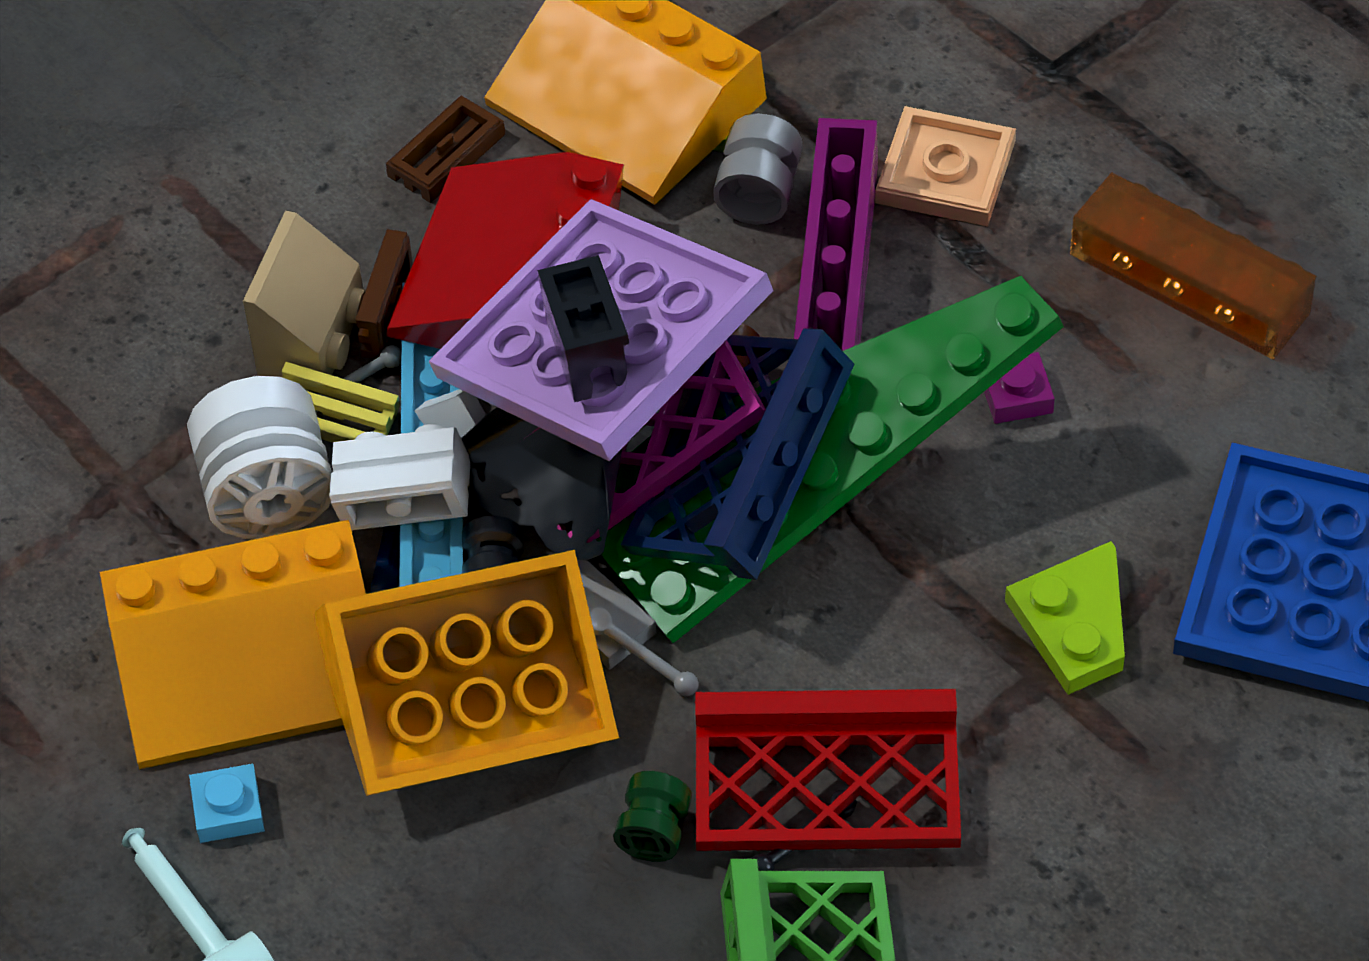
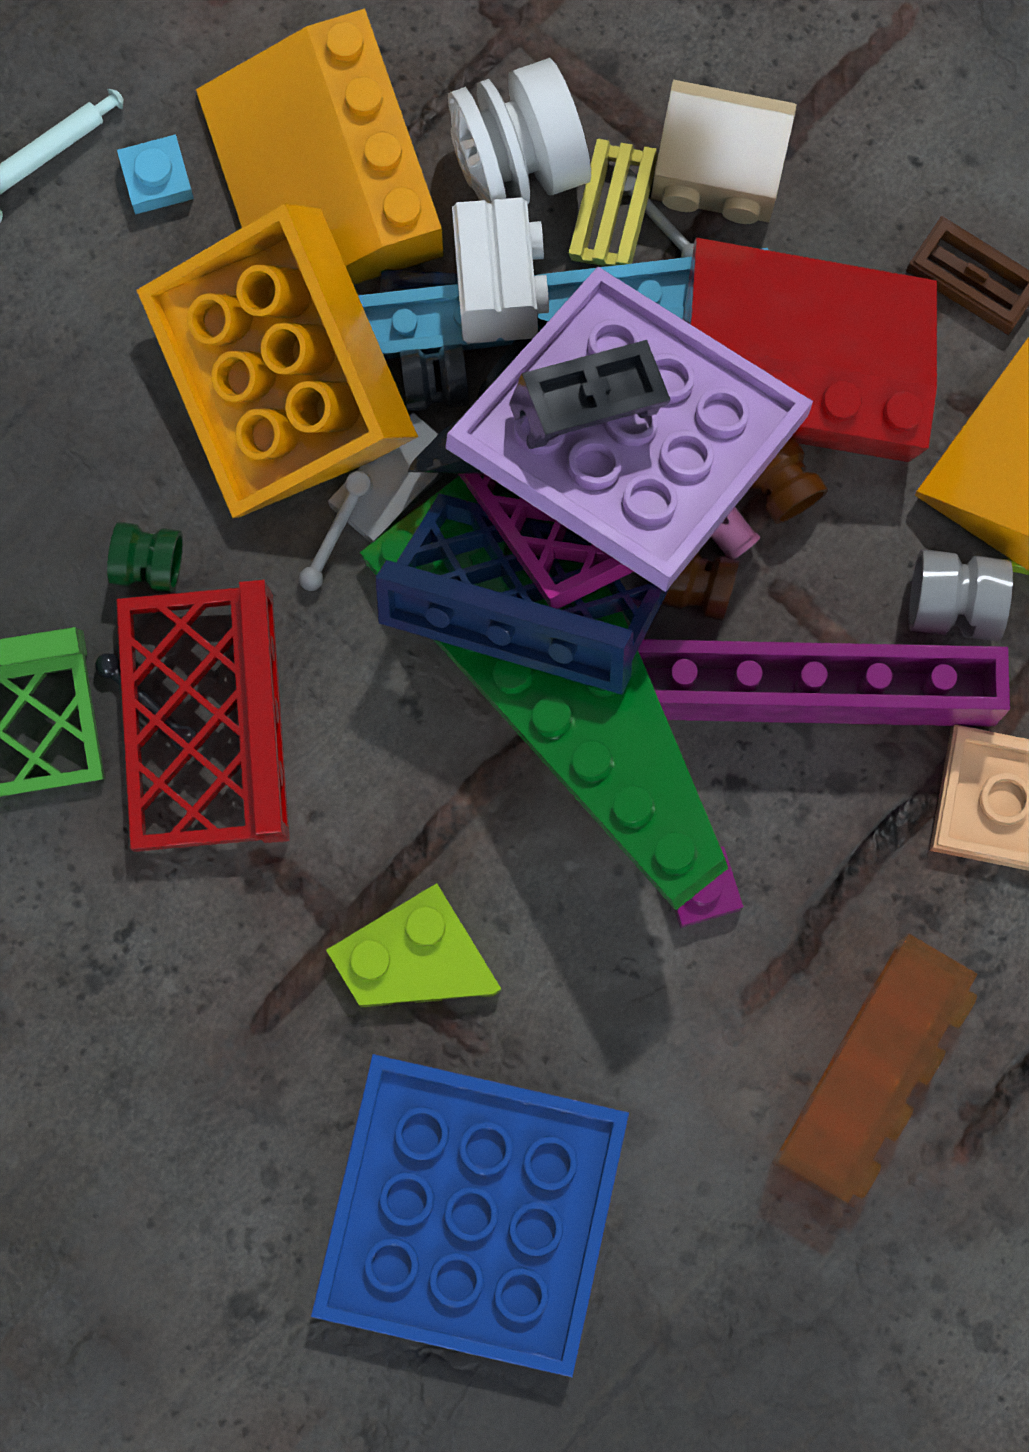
camera: 80 degrees right, 25 degrees up
(383, 292) = (761, 230): reddish brown tile -> none

